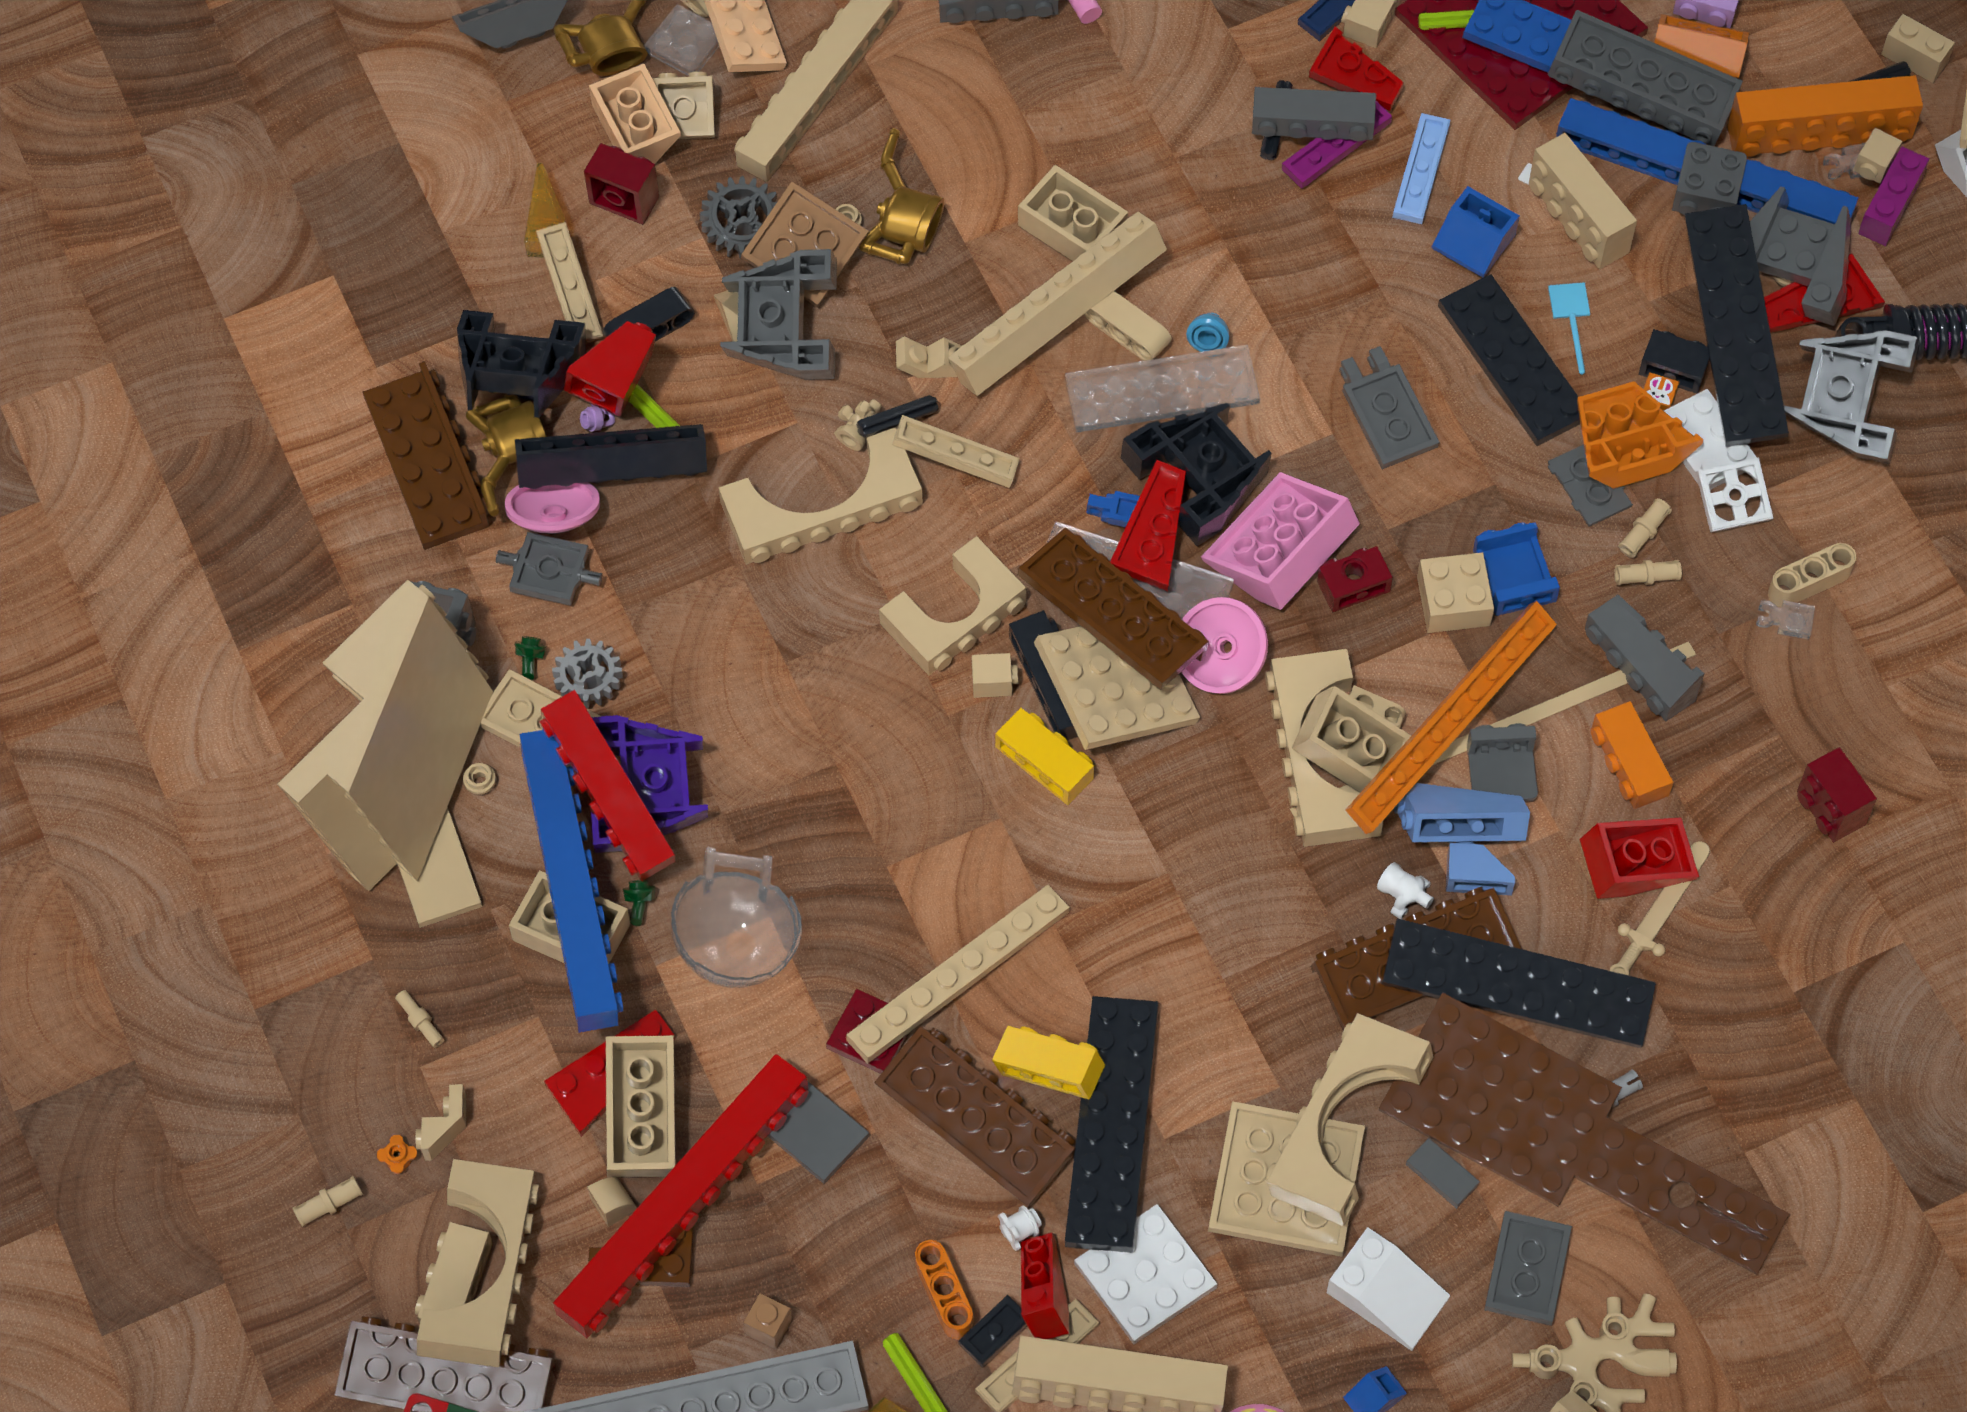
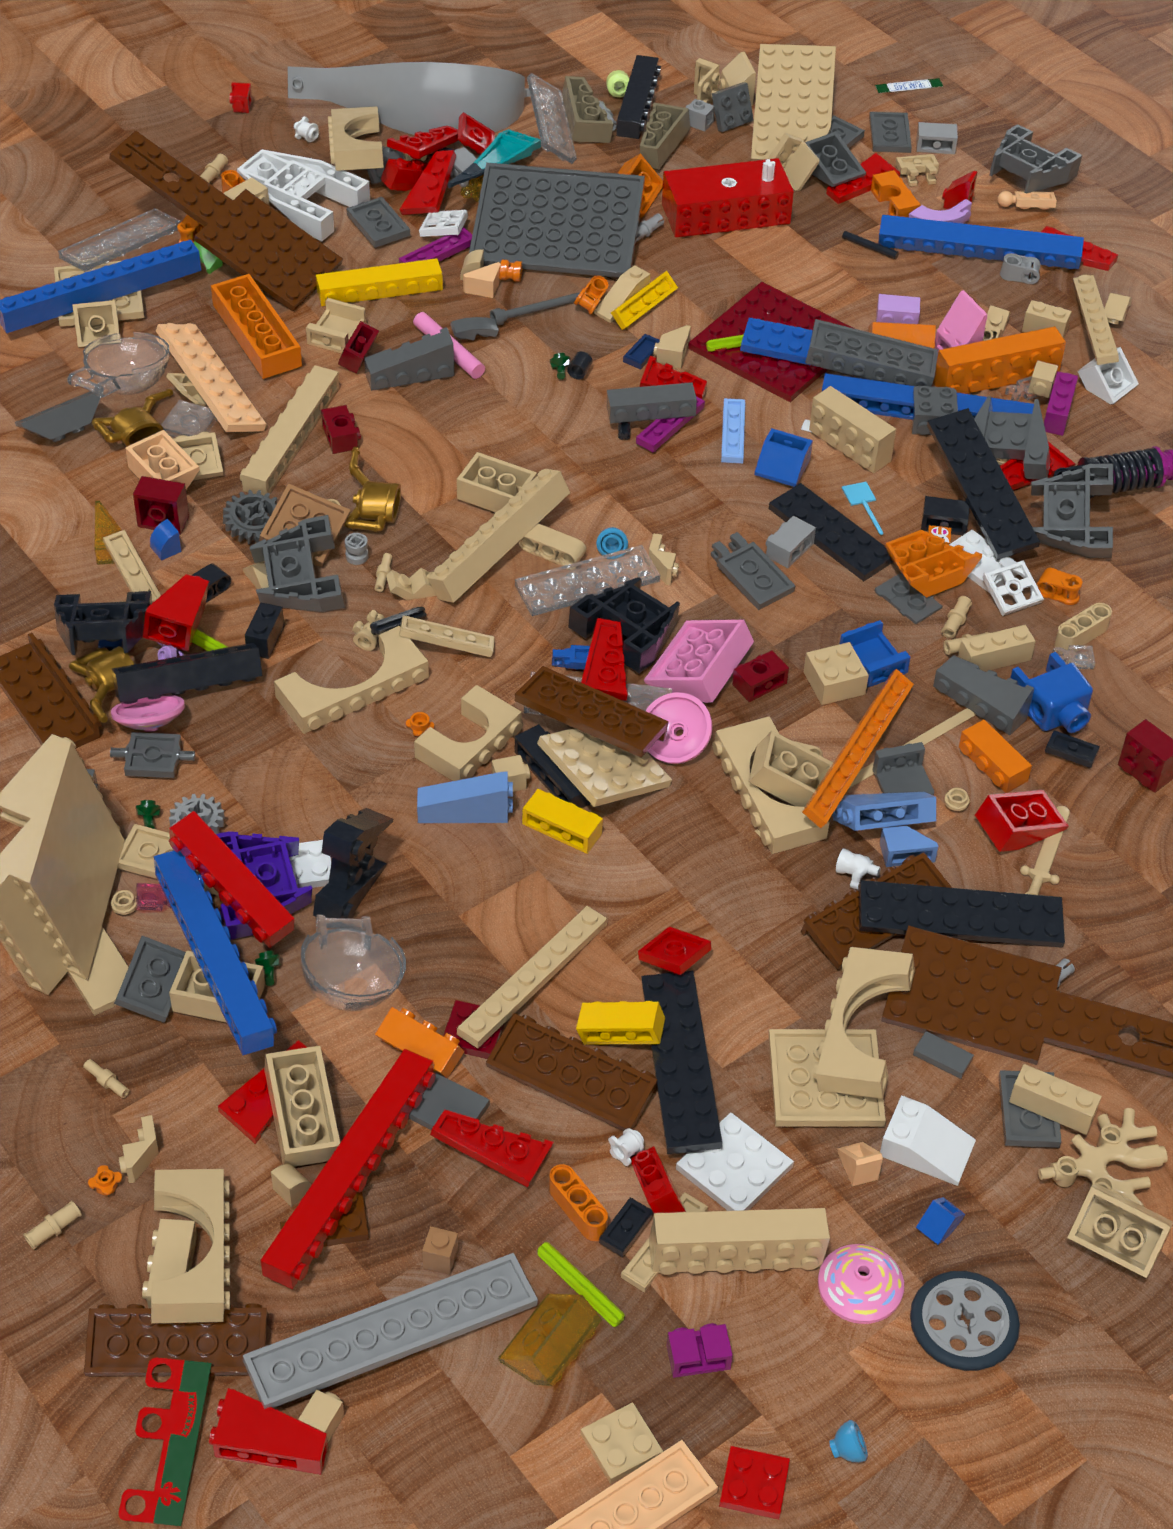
camera: 15 degrees left, 15 degrees down
(493, 894) = (150, 979): none -> dark grey plate
(510, 777) = (150, 897): none -> clear pink plate
(619, 237) = (165, 540): none -> blue brick
(719, 764) = (311, 865): none -> white plate
(722, 401) = (265, 628): none -> black brick
(763, 782) = (352, 862): none -> black wedge
(800, 1041) = (404, 1032): none -> orange brick
(866, 289) = (356, 548): none -> light grey wheel
(873, 1207) = (501, 1150): none -> red wing
(881, 72) = (340, 429): none -> dark red brick
(895, 331) = (382, 571): none -> tan bar
(895, 569) = (419, 723): none -> orange plate
(927, 708) = (467, 800): none -> medium blue slope
(1141, 970) = (674, 950): none -> red plate
(1207, 16) = (559, 362): none -> dark green plate
(1233, 26) = (579, 365): none -> black beam
(1269, 378) = (663, 560): none -> tan slope
(1297, 1299) = (861, 1162): none -> light nougat slope
(1450, 370) = (790, 541): none -> light grey brick
(1557, 1267) = (1055, 1099): none -> tan brick
(1564, 802) = (957, 799): none -> tan plate
(1682, 591) = (998, 648): none -> tan brick
(1740, 760) = (1072, 749): none -> black plate
(1741, 682) = (1058, 695): none -> blue piece
(1782, 53) = (962, 324): none -> bright pink slope
(1797, 500) = (1058, 585): none -> orange piece
(1838, 47) = (996, 323): none -> tan slope

